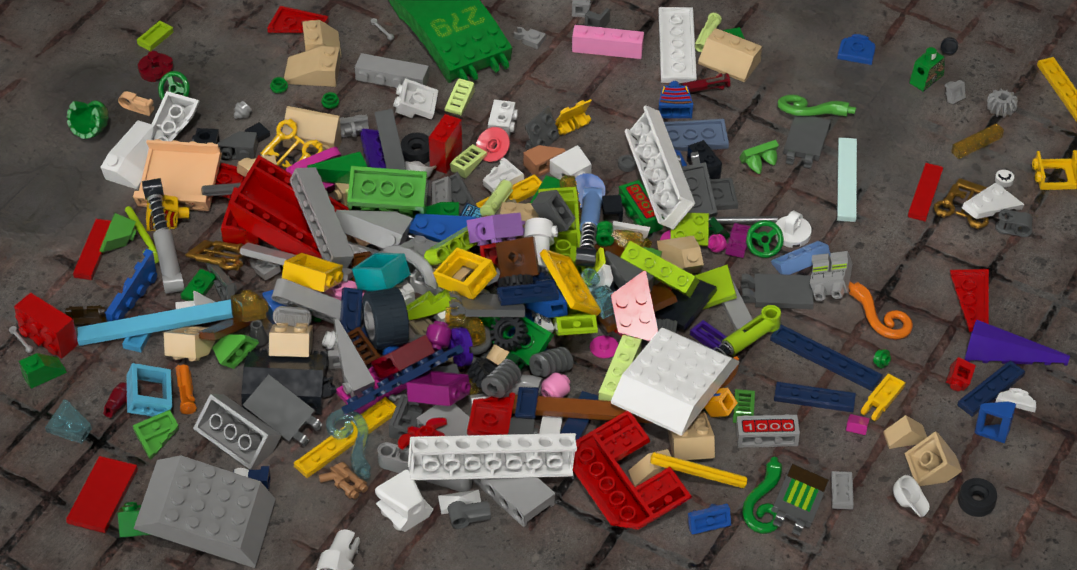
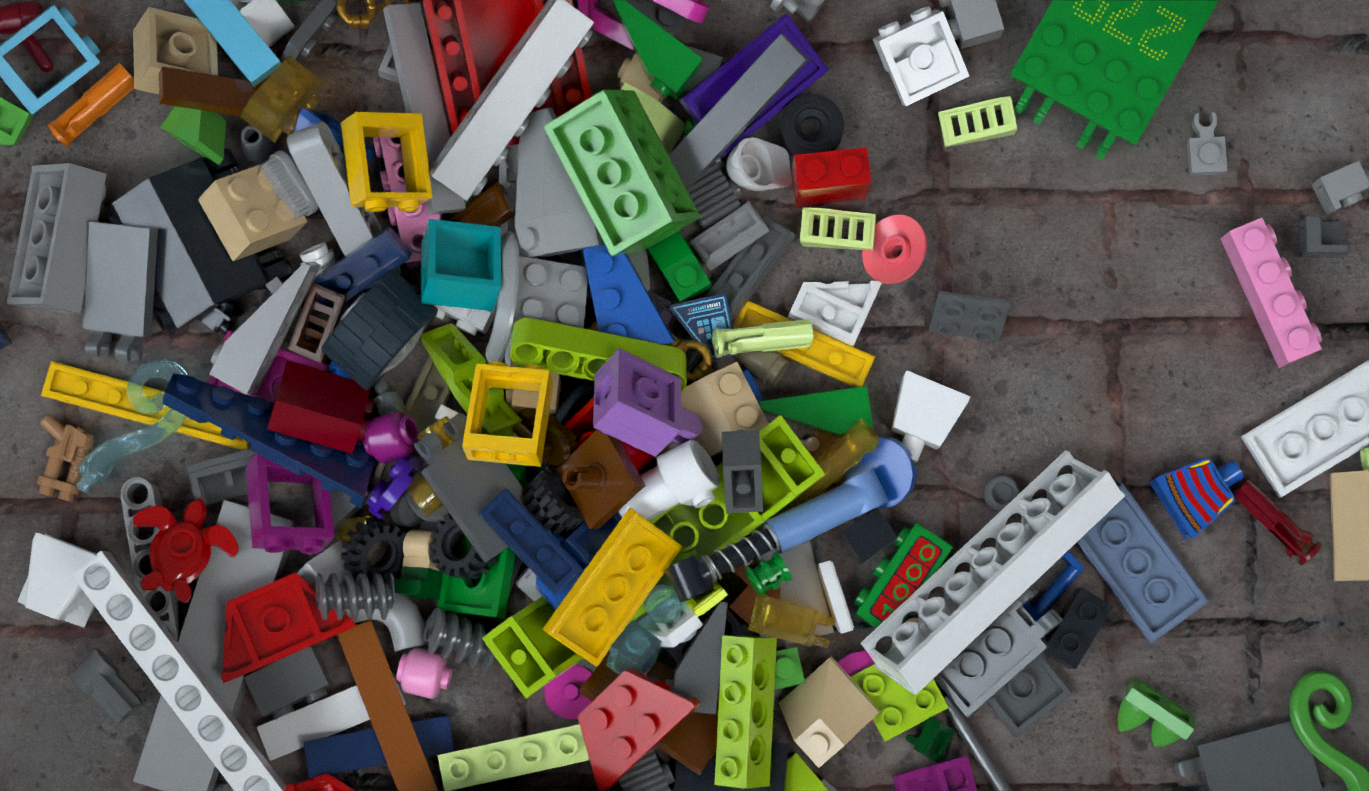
camera: 60 degrees right, 35 degrees up
(467, 497) = (120, 660): white slope -> none
(503, 116) = (966, 227): white brick -> none
(526, 402) = (352, 653): dark blue tile -> none
(538, 159) = (913, 350): nougat slope -> none
(573, 118) = (1056, 348): yellow hinge -> none
(717, 243) = (899, 754): dark pink plate -> none

